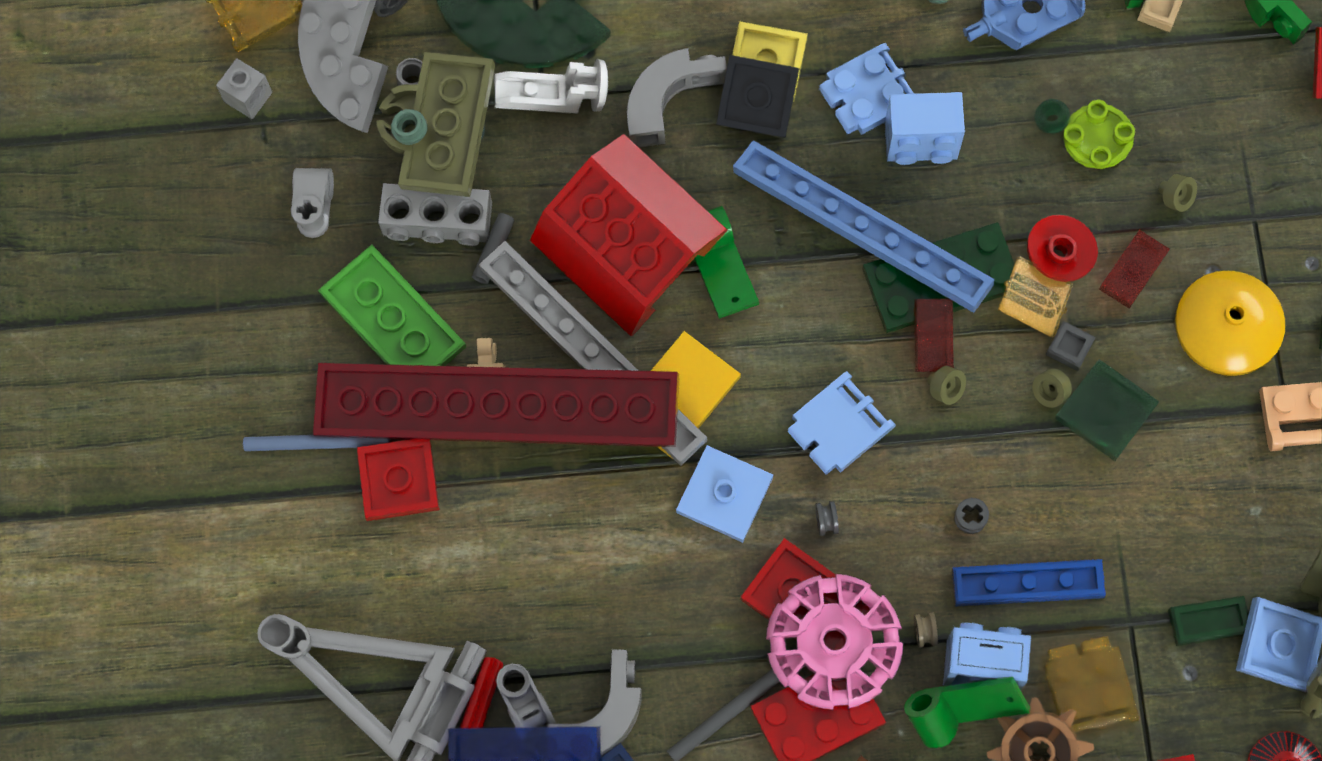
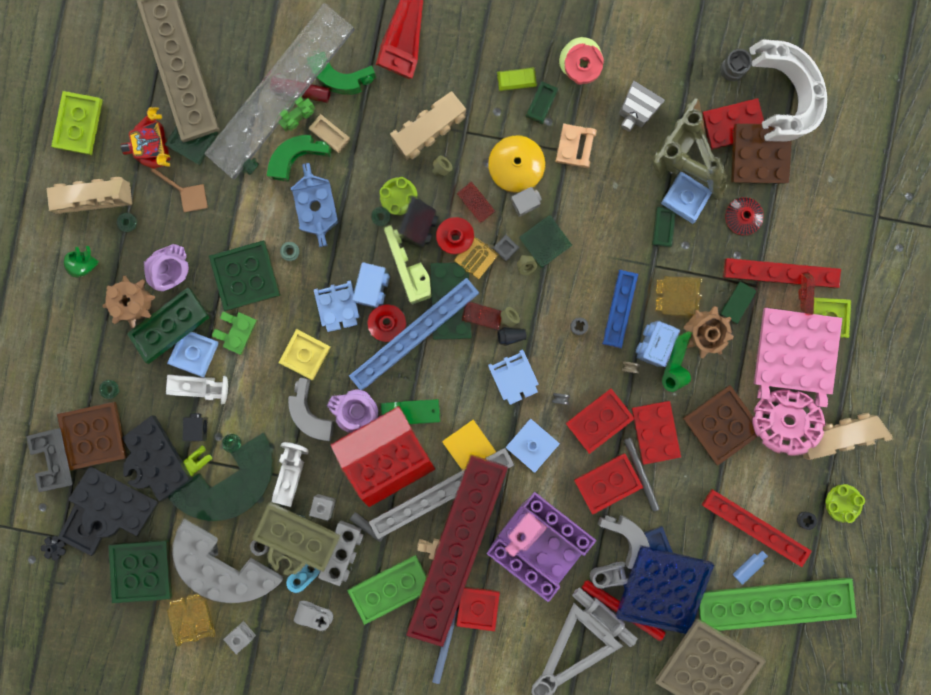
camera: 75 degrees left, 15 degrees up
(381, 164) = (305, 576): none -> medium azure plate
(405, 118) = (294, 564): sand green plate -> none
(509, 160) = (322, 507): none -> light grey brick
(543, 555) = (550, 555): none -> medium lavender slope
(563, 511) = (531, 528): none -> bright pink torso
(695, 650) = (608, 483): none -> red plate
(697, 157) = (353, 410): none -> lavender helmet
(757, 96) = (325, 366): black plate -> none
(829, 663) = (615, 411): bright pink plate -> none
(862, 159) = (388, 331): none -> red dish
(914, 397) = (510, 335): none -> black cone
(961, 189) = (415, 288): none -> yellowish green plate
(1063, 169) = (418, 223): none -> black slope
(1168, 353) = (526, 201): none -> light grey brick
(1241, 146) = (428, 126): none -> tan wedge

